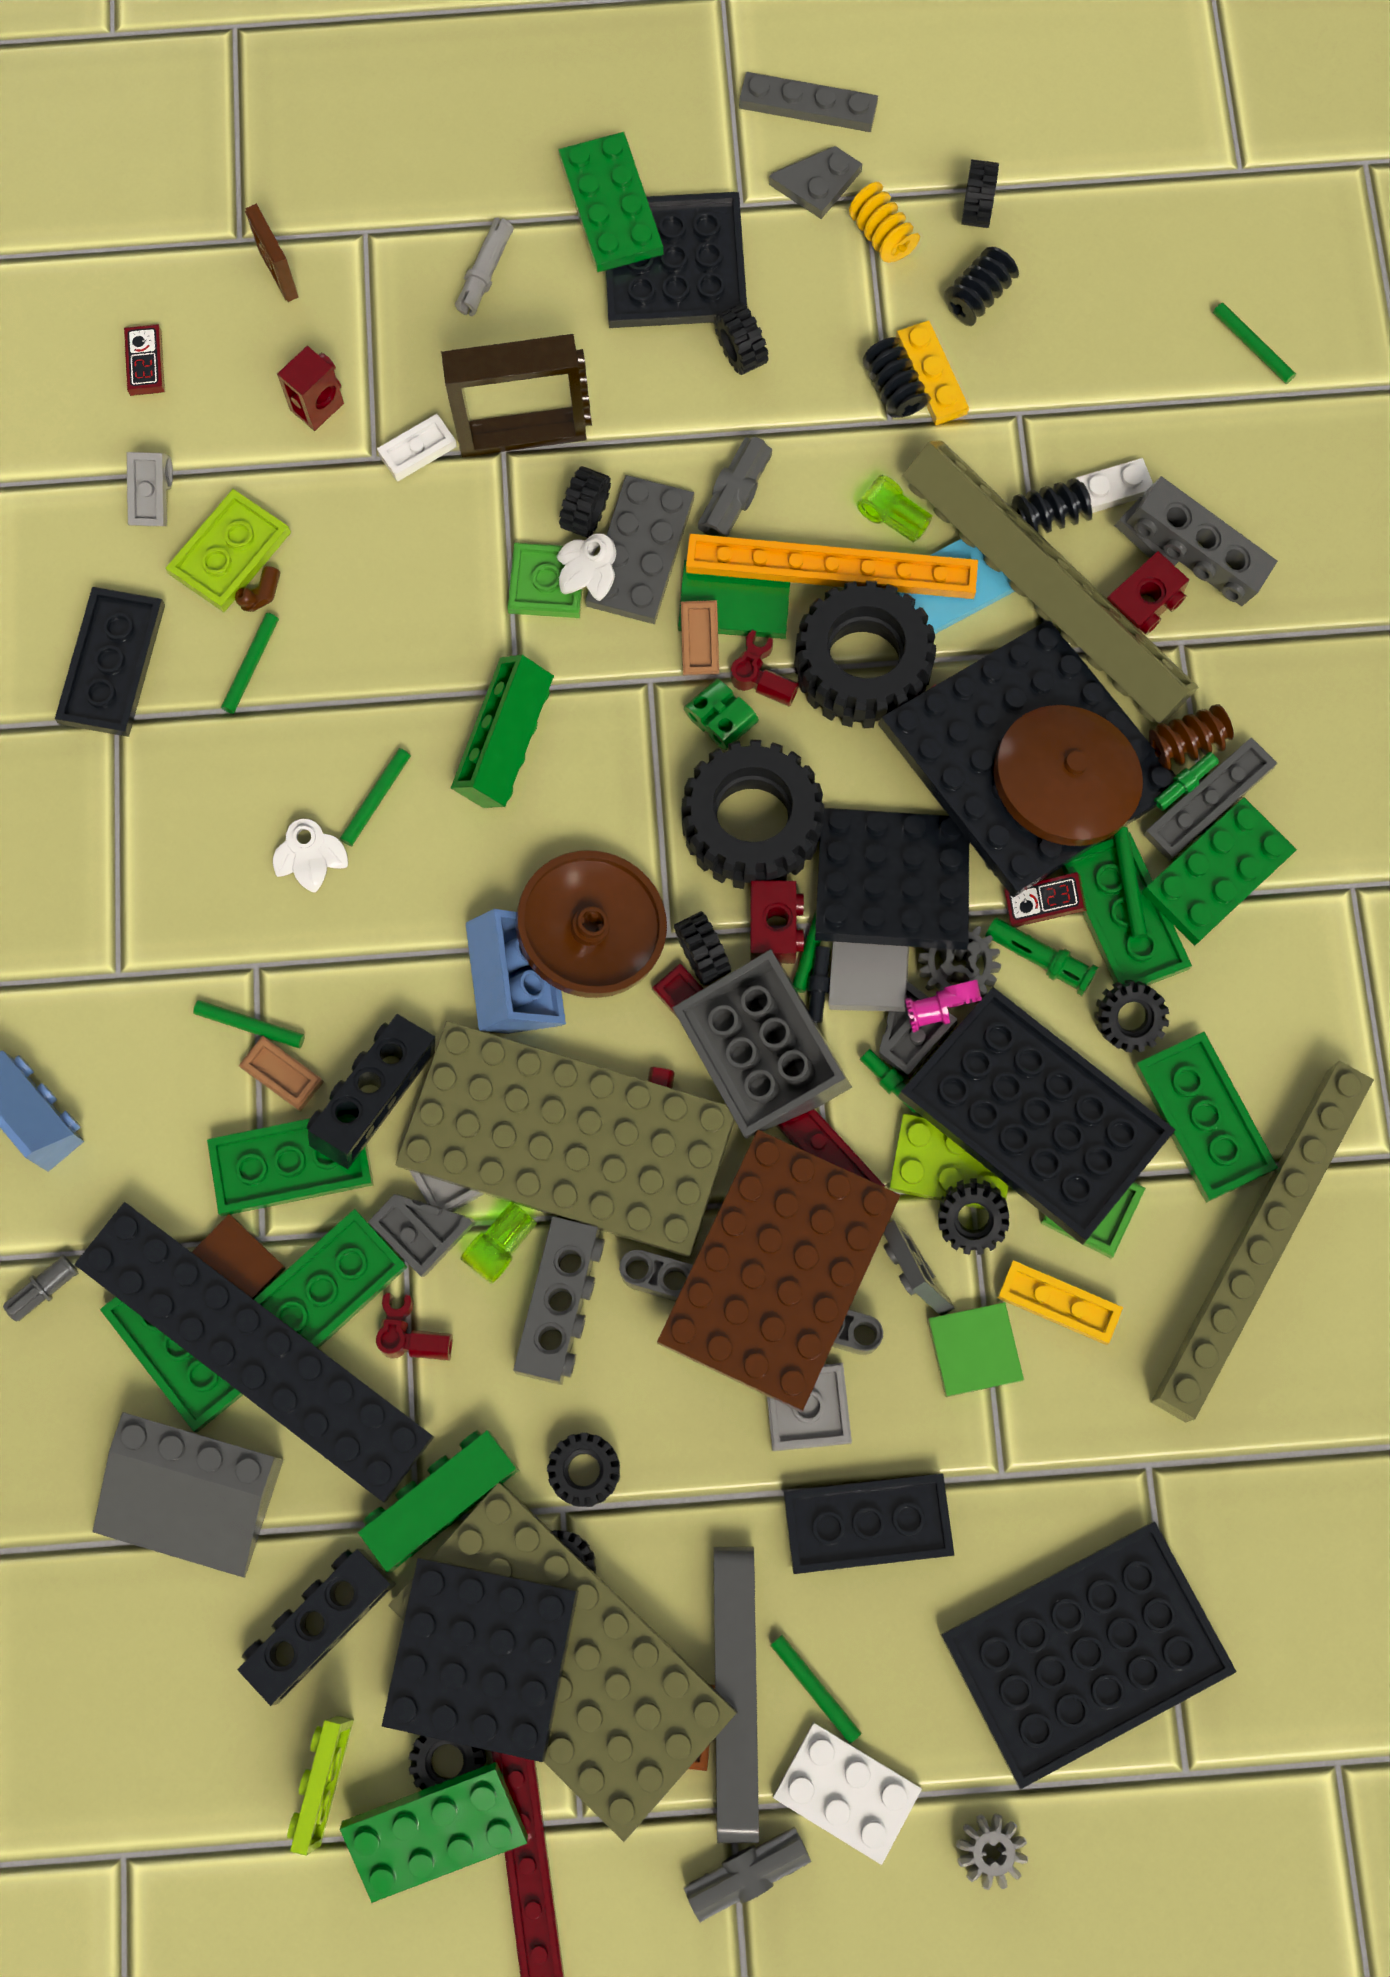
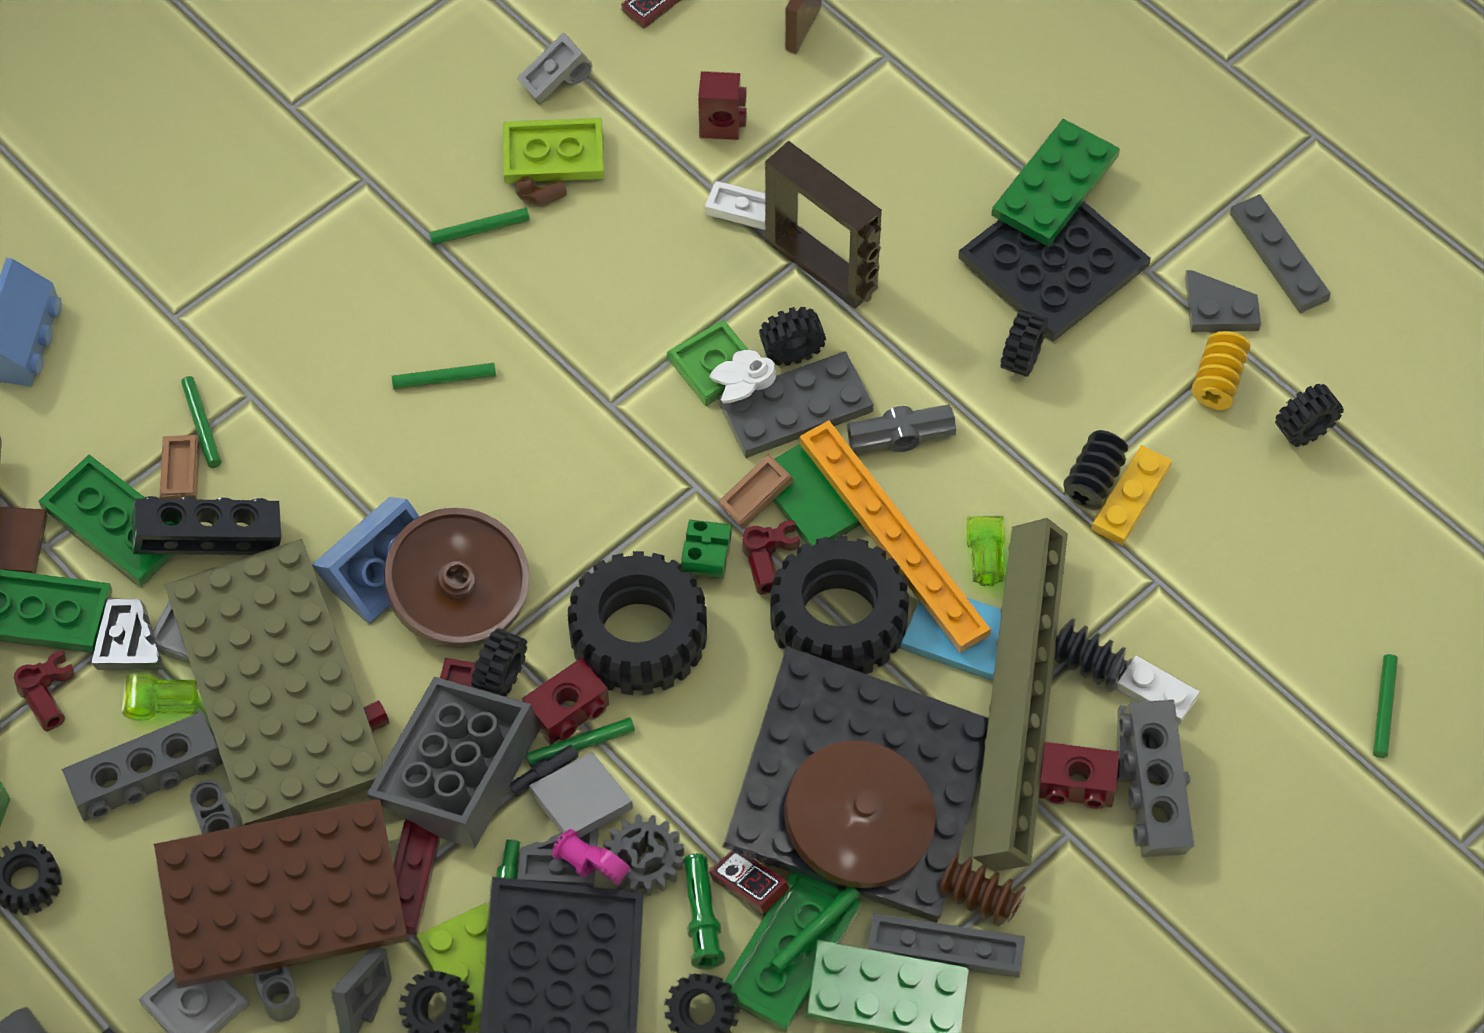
camera: 50 degrees right, 15 degrees down
(110, 661) = (403, 142): black plate -> none
(311, 859) = (358, 368): white plate -> none
(480, 275) = (916, 147): light grey pin -> none
(502, 732) = (561, 414): green brick -> none
(892, 880) = (666, 756): black plate -> none
(980, 285) = (1233, 471): black piece -> none
(1186, 781) = (940, 912): green bar -> none

